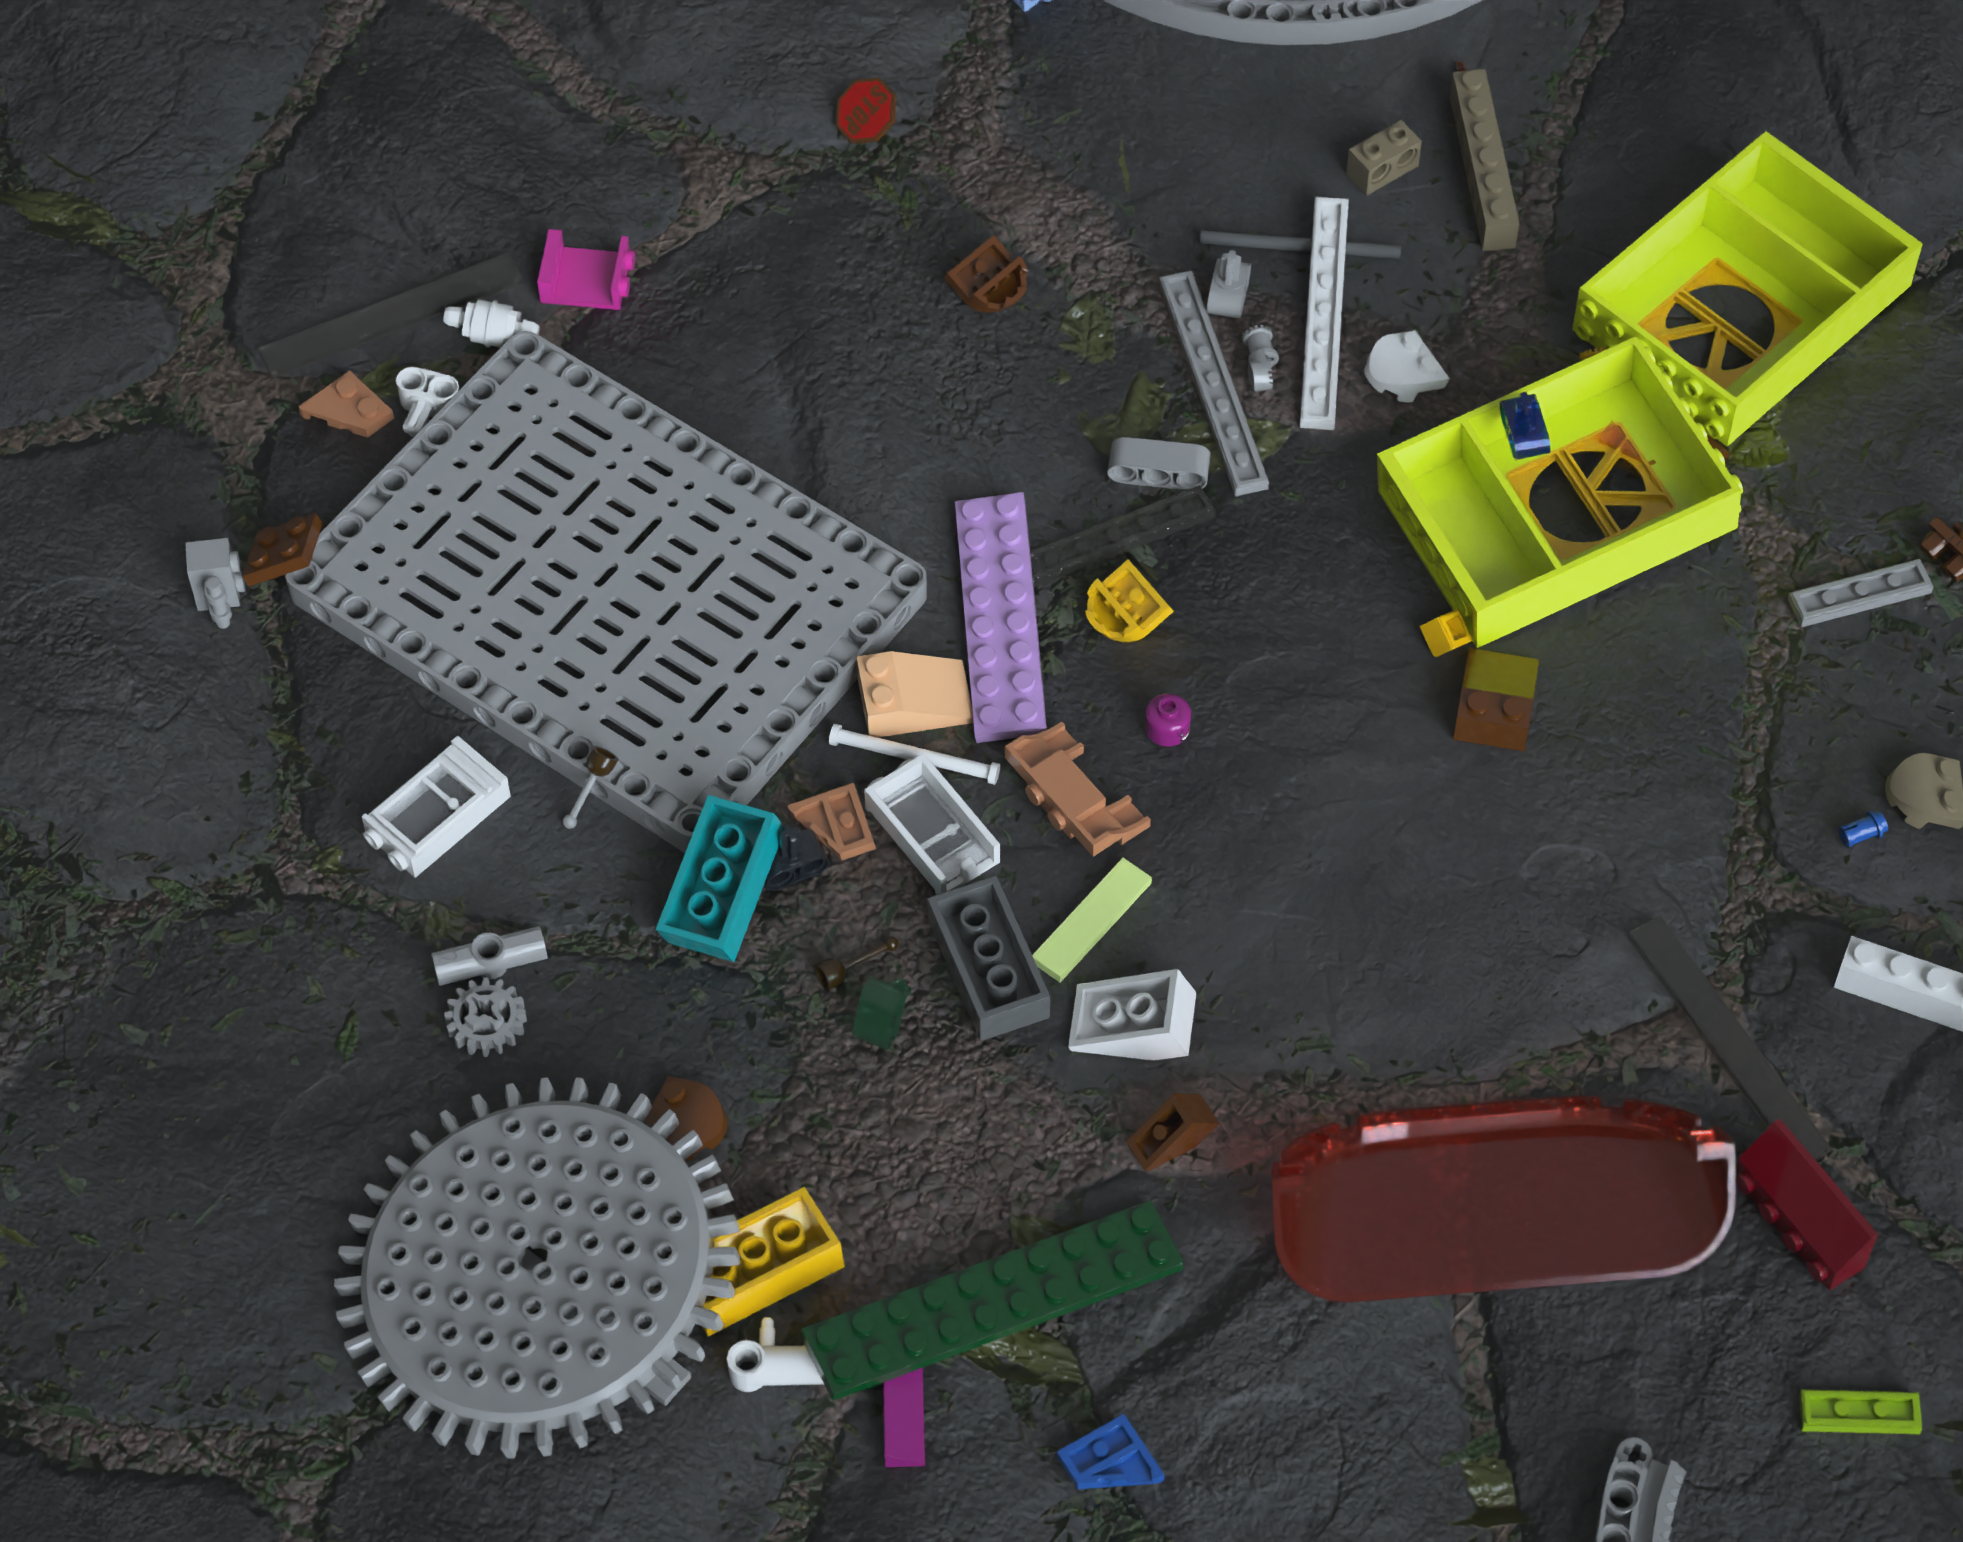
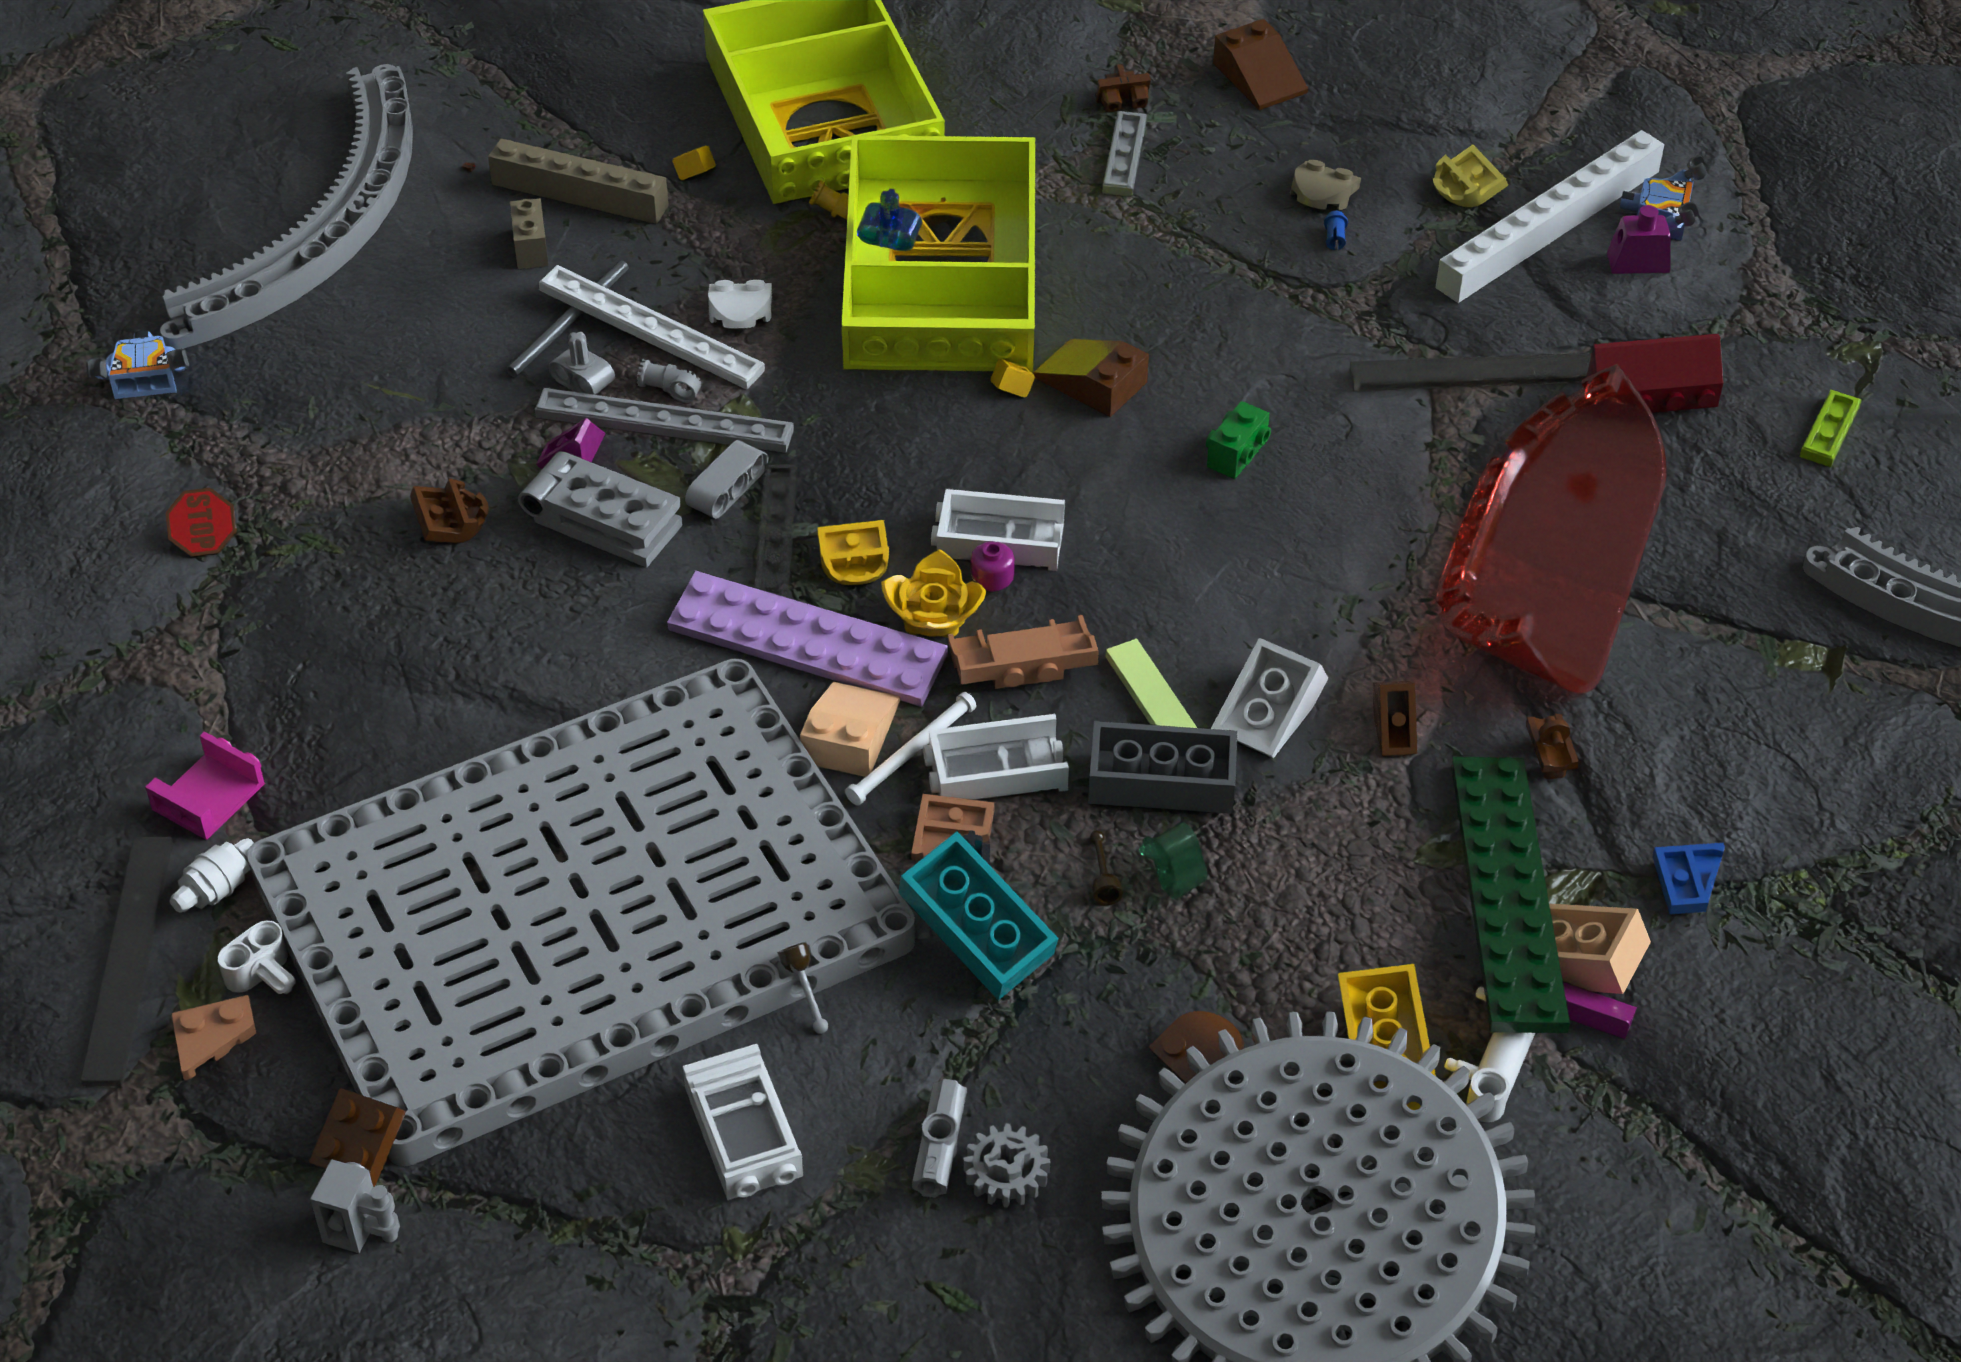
camera: 65 degrees left, 10 degrees down
(968, 1397) = (1598, 945): none -> light nougat slope
(1059, 387) = (602, 508): none -> light grey hinge
(1087, 670) = (934, 598): none -> yellow brick
(1125, 334) = (579, 440): none -> magenta slope
(1208, 1278) = (1552, 745): none -> reddish brown hips
(1226, 707) = (1023, 523): none -> white door
(1472, 857) = (1237, 439): none -> green brick
(1583, 237) = (694, 162): none -> yellow slope

